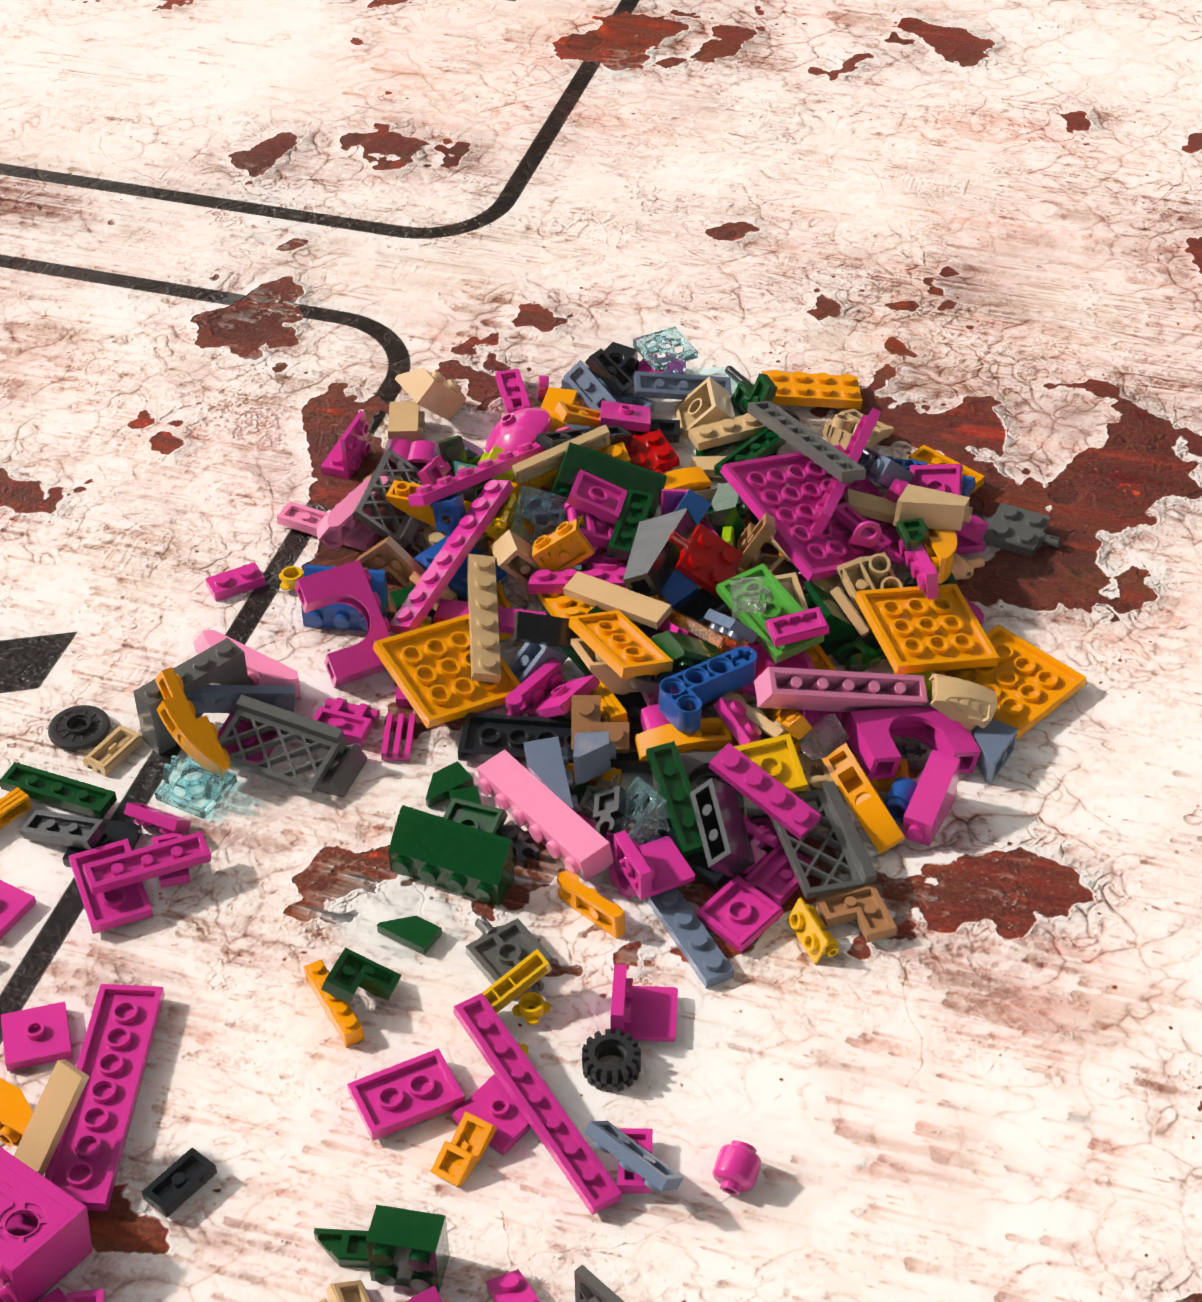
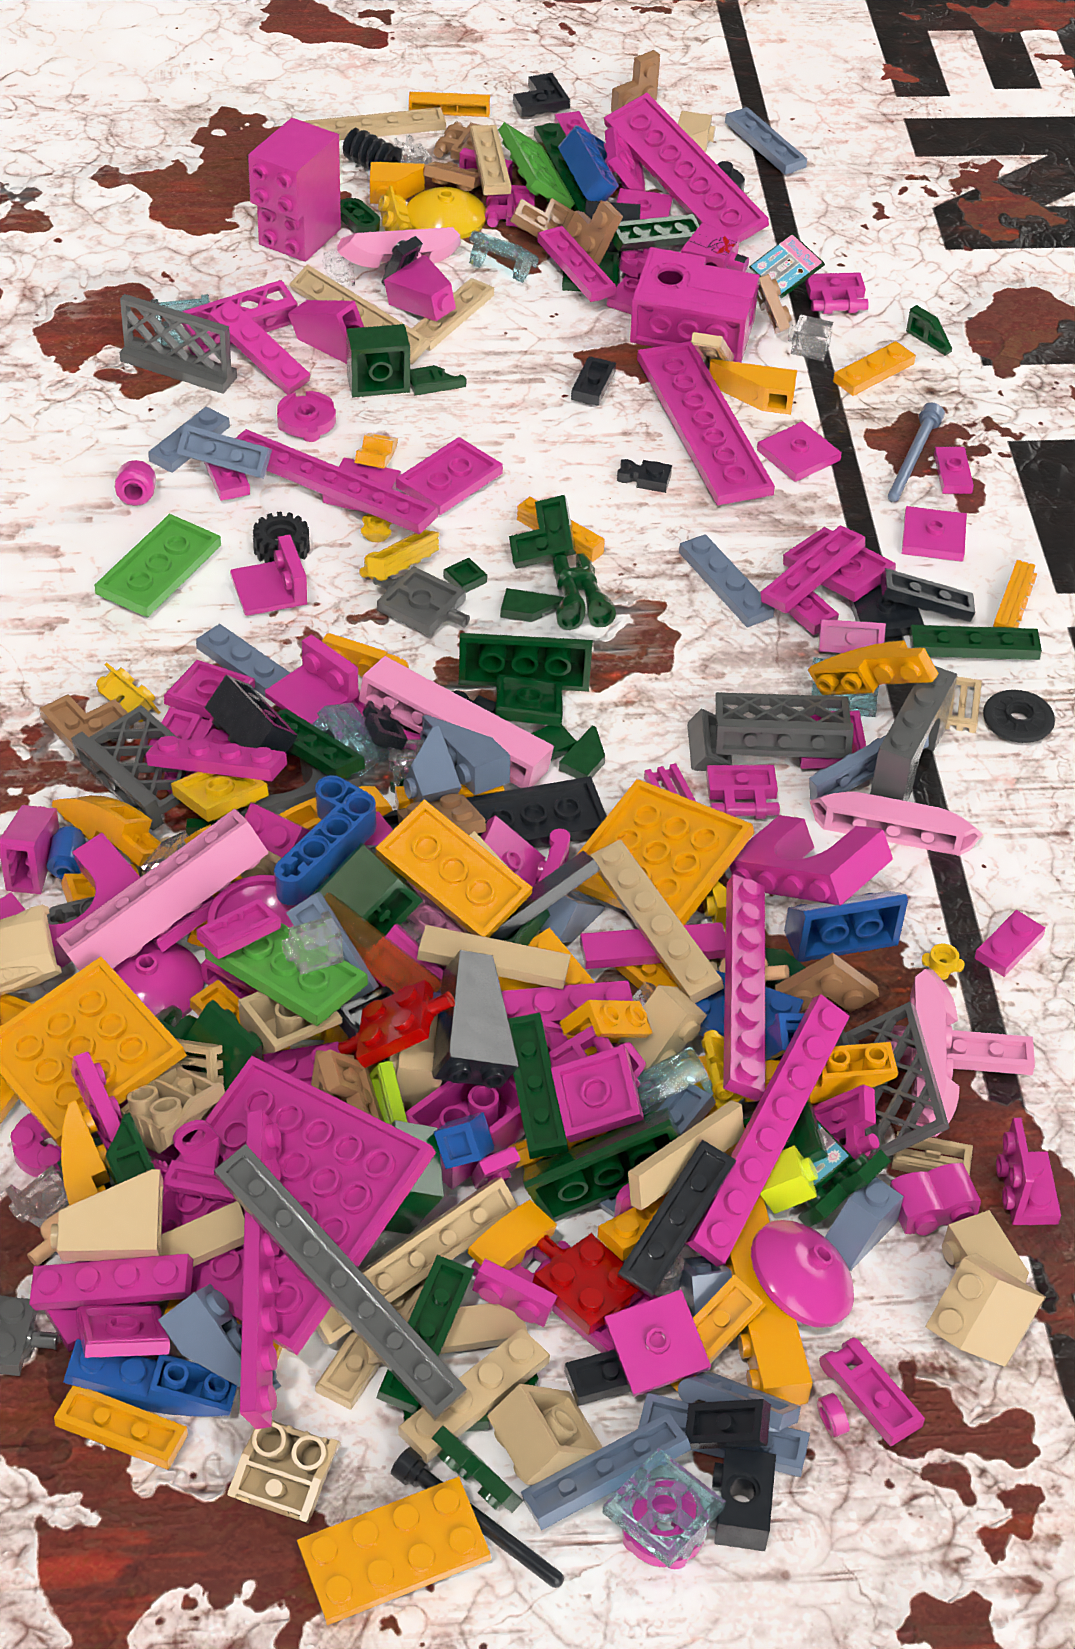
camera: 155 degrees right, 5 degrees up
(203, 1047) = (648, 475): none -> black plate
(217, 913) = (726, 580): none -> sand blue plate
(361, 938) = (572, 608): none -> dark green piece
(451, 981) = (465, 575): none -> dark green tile
(516, 1241) = (295, 419): none -> dark pink plate
(656, 1233) = (165, 452): none -> sand blue plate
(694, 456) = (513, 1292): none -> dark pink plate
(742, 1063) = (158, 565): none -> bright green plate
(974, 583) = (40, 1198): none -> clear bracket

